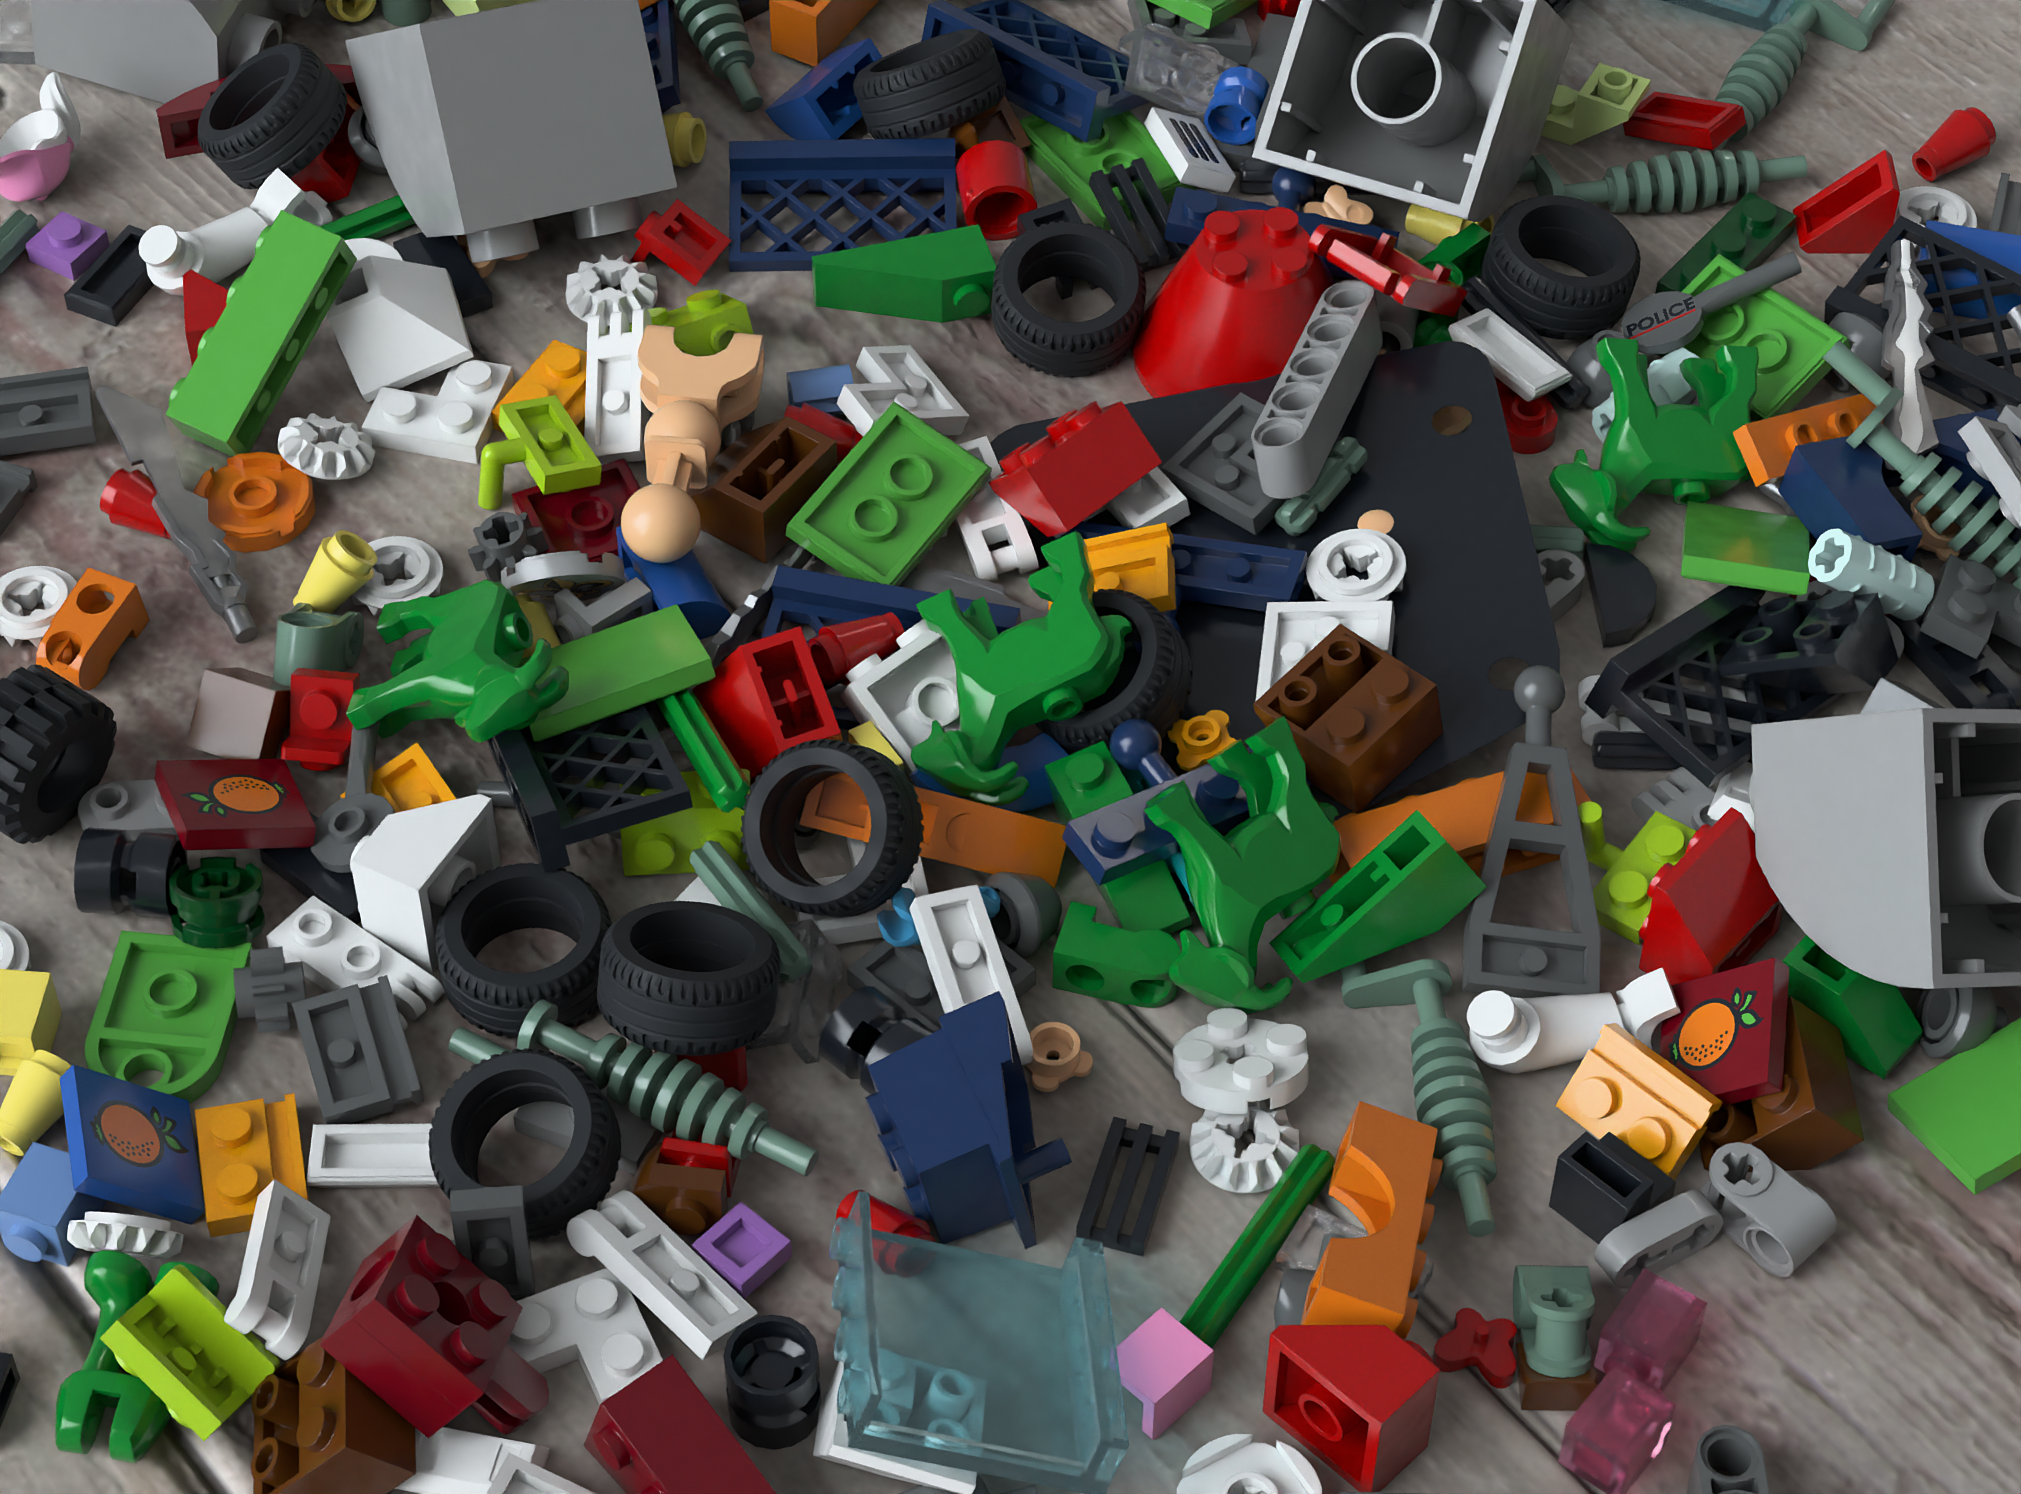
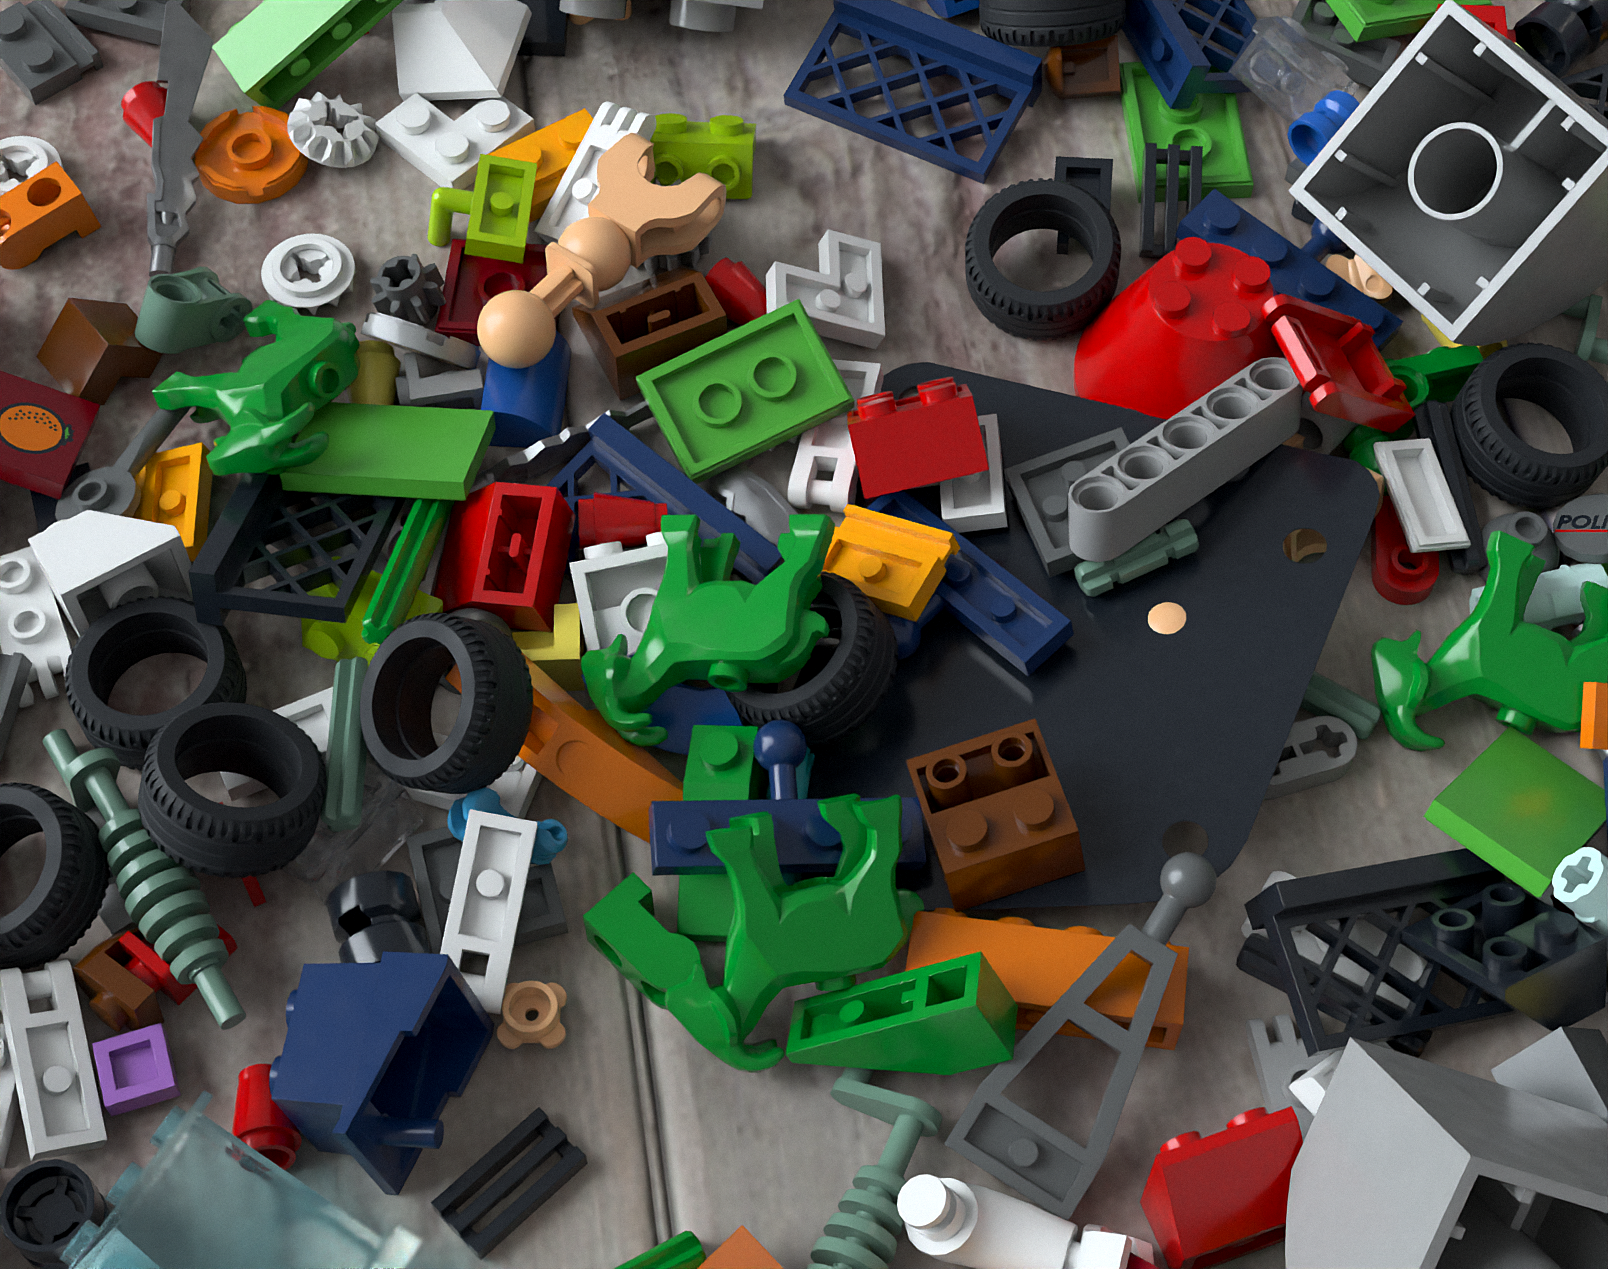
camera: 30 degrees right, 10 degrees up
(319, 719) = (147, 365): red bracket -> none
(337, 571) = (250, 251): light yellow cone -> none
(587, 299) = (650, 93): white gear -> none
(681, 241) = (750, 60): red bracket -> none
(818, 387) = (763, 247): medium blue piece -> none
(916, 277) = (922, 176): green slope -> none
(995, 188) = (1054, 121): red piece -> none
(1027, 911) = (593, 857): dark grey cone -> none
(1188, 734) = (871, 780): light orange plate -> none
(1189, 150) = (1260, 156): white tile -> none
(1241, 1062) = (687, 1083): white plate -> none
(1258, 1167) = (637, 1228): white gear -> none
(1297, 627) = (1014, 694): white plate -> none
(1364, 551) = (1084, 651): white gear -> none
(1620, 592) = (1381, 794): black tile -> none
(1622, 891) = (1193, 1101): lime plate -> none

